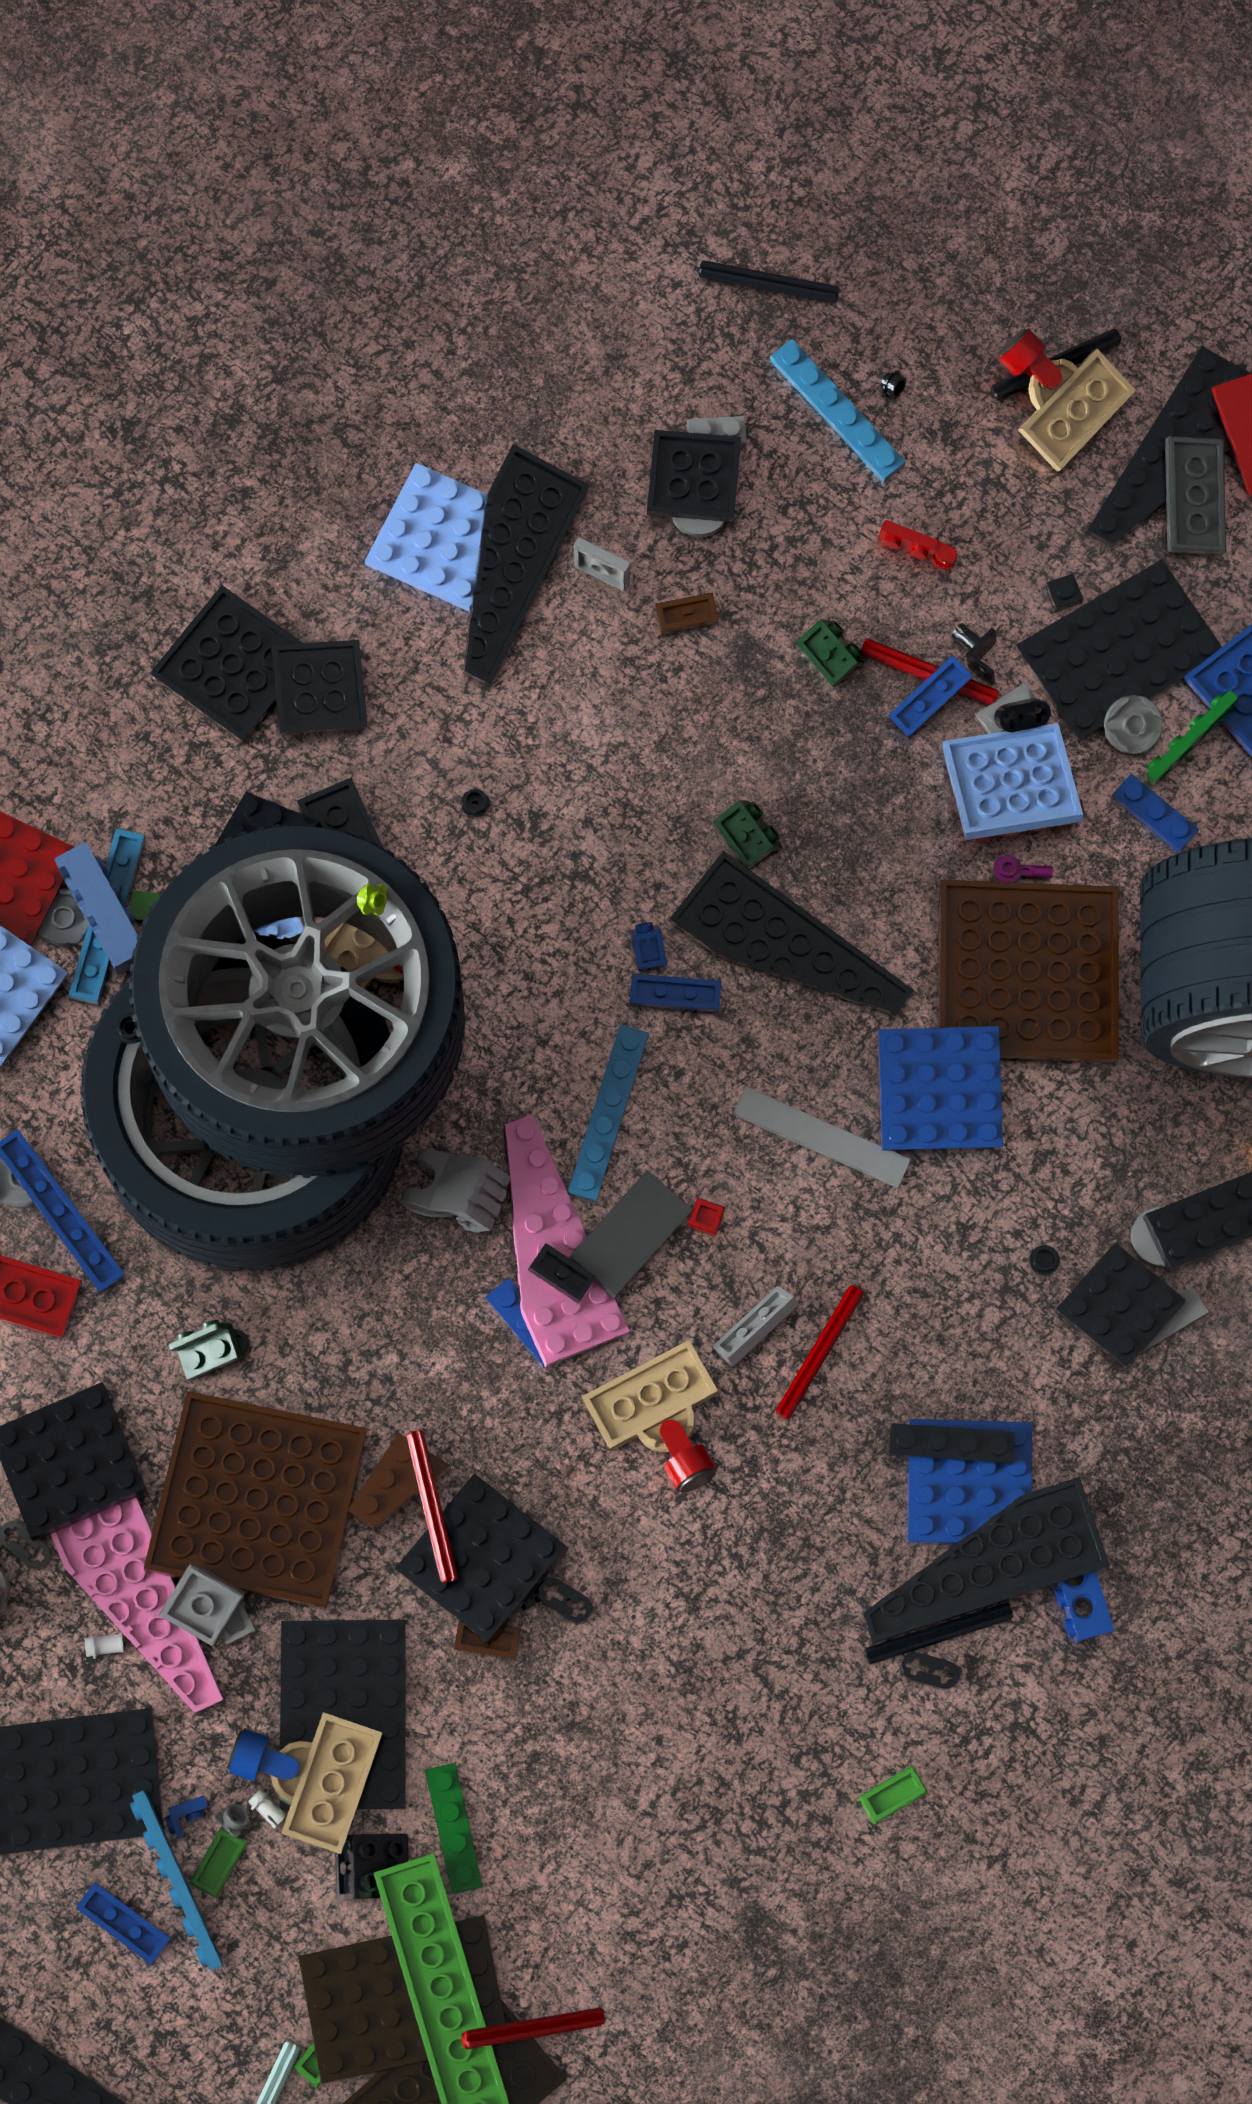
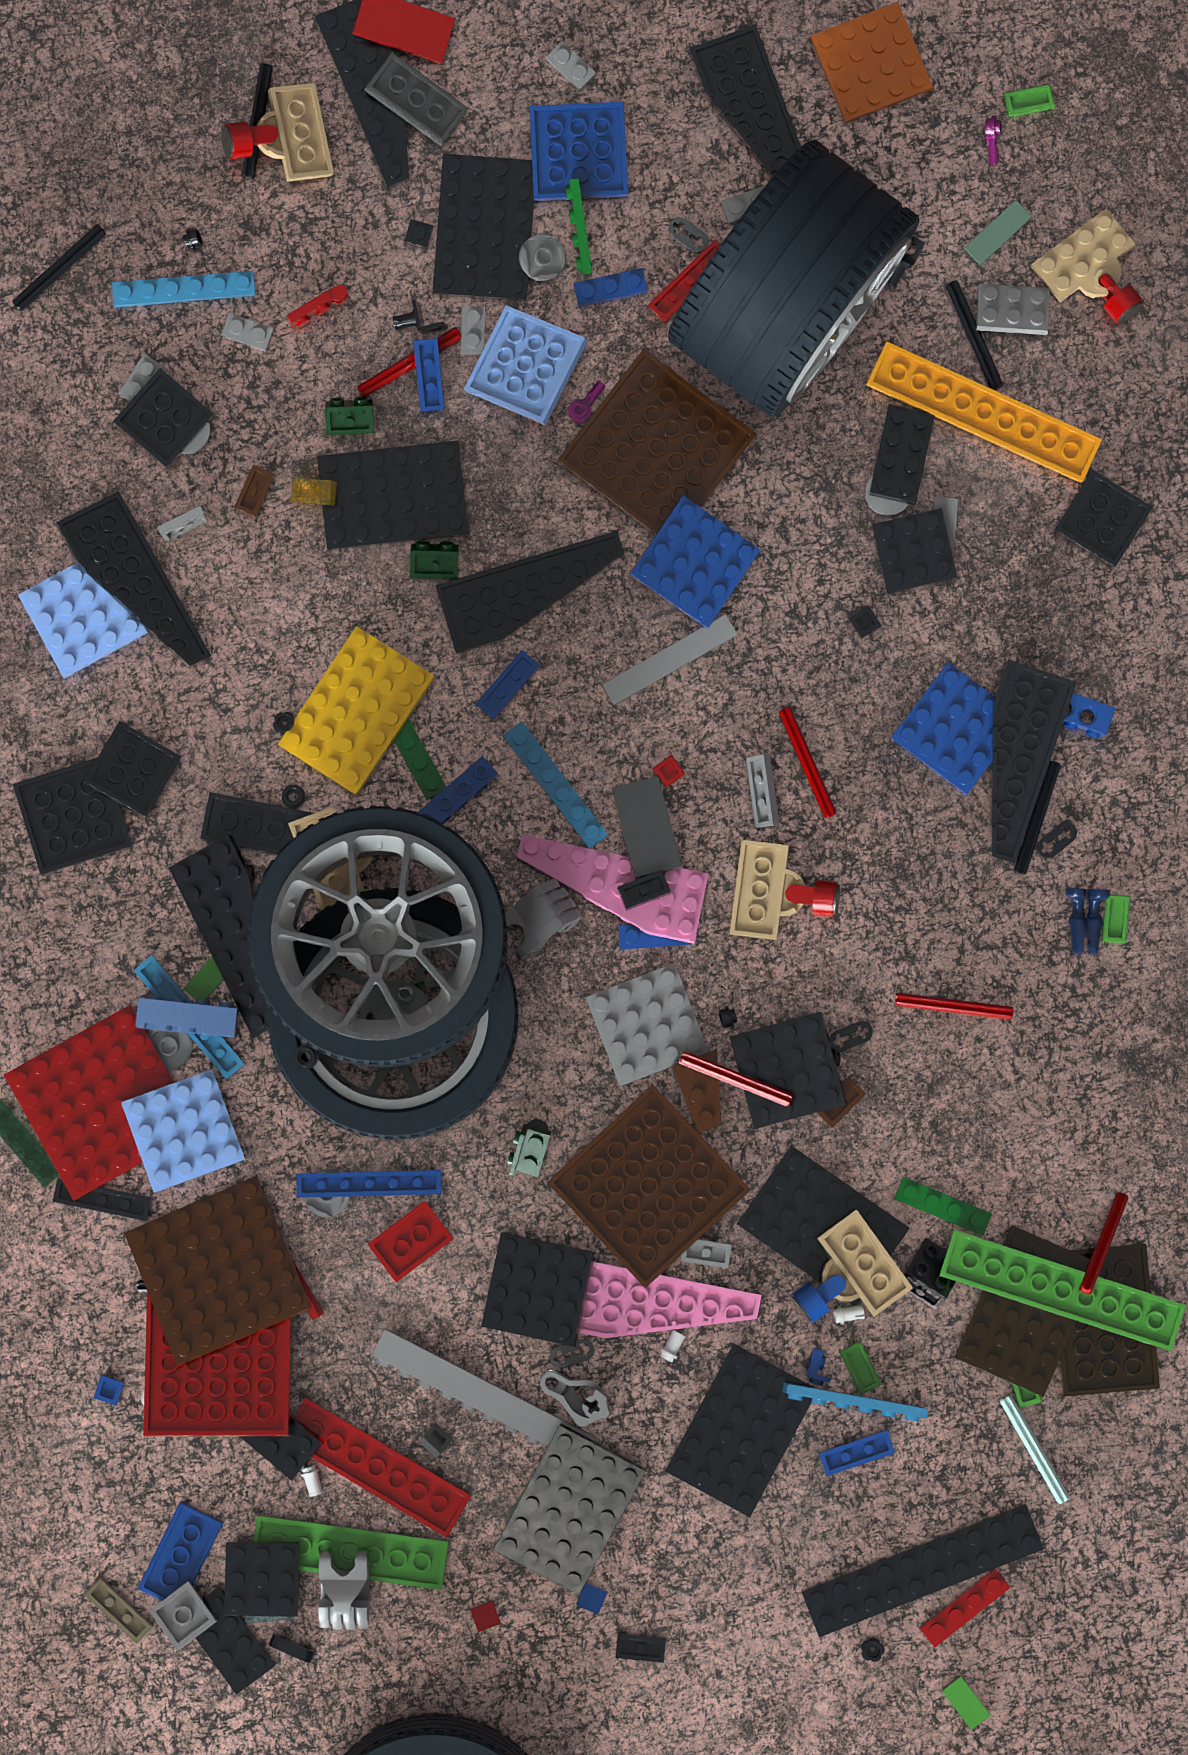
camera: 55 degrees left, 10 degrees up
(202, 1603) = (693, 1266): light grey plate -> none
(234, 1819) = (841, 1339): light grey plate -> none
(372, 899) = (362, 848): lime plate -> none
(412, 855) = (290, 789): none -> black plate
(426, 1378) = (646, 1024): none -> light grey plate
(493, 1457) = (727, 1017): none -> black plate
(522, 1019) = (460, 791): none -> blue brick
(537, 950) = (419, 761): none -> green plate
(538, 863) = (356, 710): none -> yellow plate
(648, 946) = (463, 679): blue bracket -> none
(675, 1687) = (954, 1006): none -> red axle
(728, 667) = (313, 491): none -> clear yellow plate
(783, 749) = (394, 495): none -> black plate
(841, 499) = (247, 332): none -> light grey plate
(861, 1767) = (1086, 926): none -> dark blue piece
(951, 1443) = (927, 723): black plate -> none
(1008, 1307) = (865, 622): none -> black plate
(1023, 720) = (483, 324): black beam -> none
(1044, 1260) = (850, 577): black plate -> none

